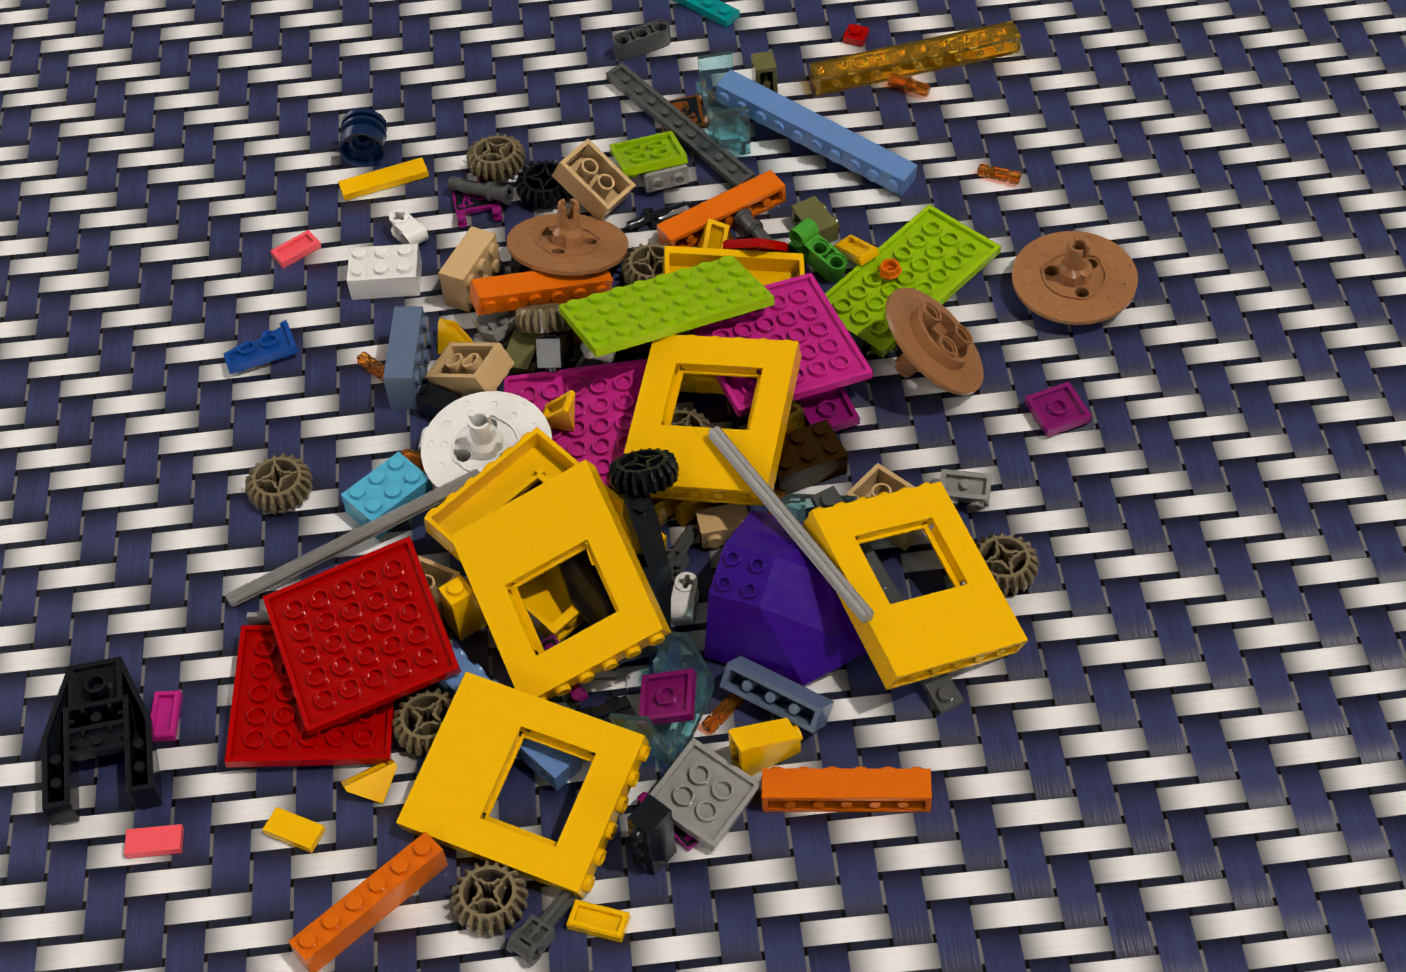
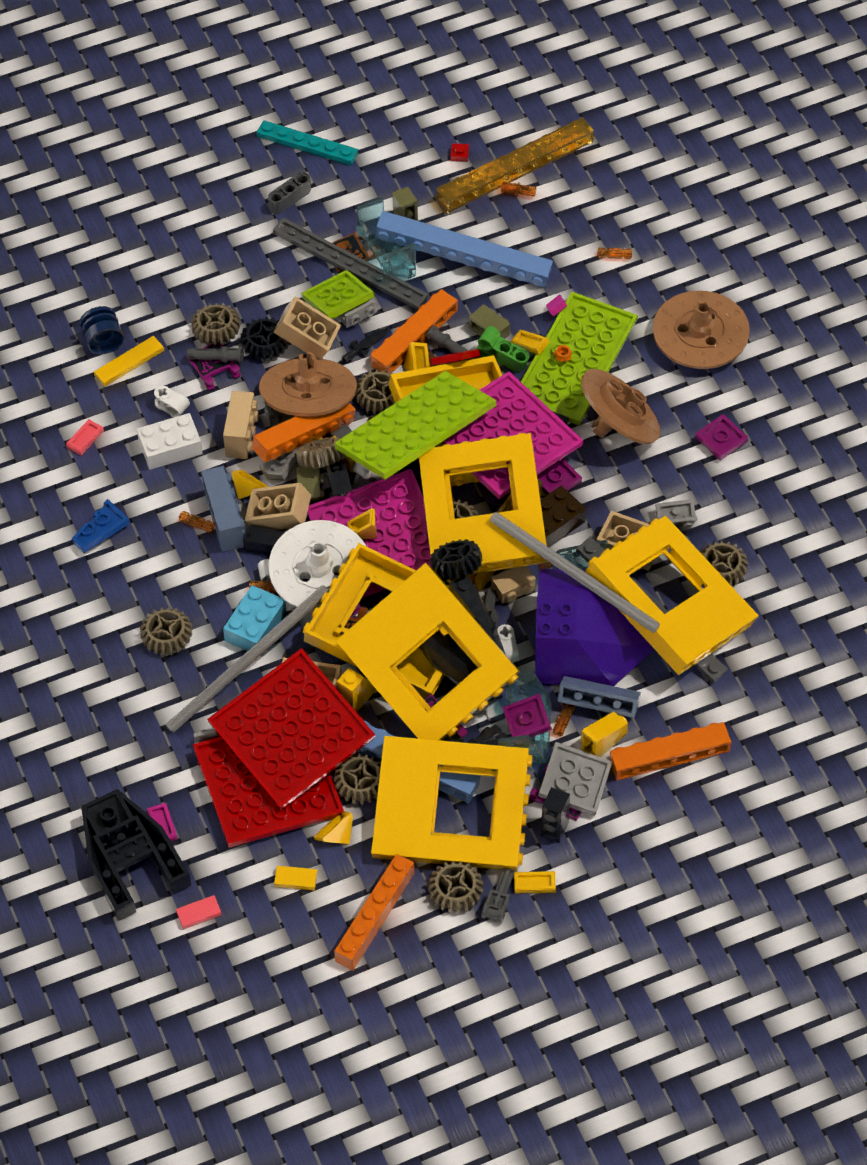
camera: 20 degrees left, 5 degrees up
(904, 216) = (556, 305): none -> dark pink tile

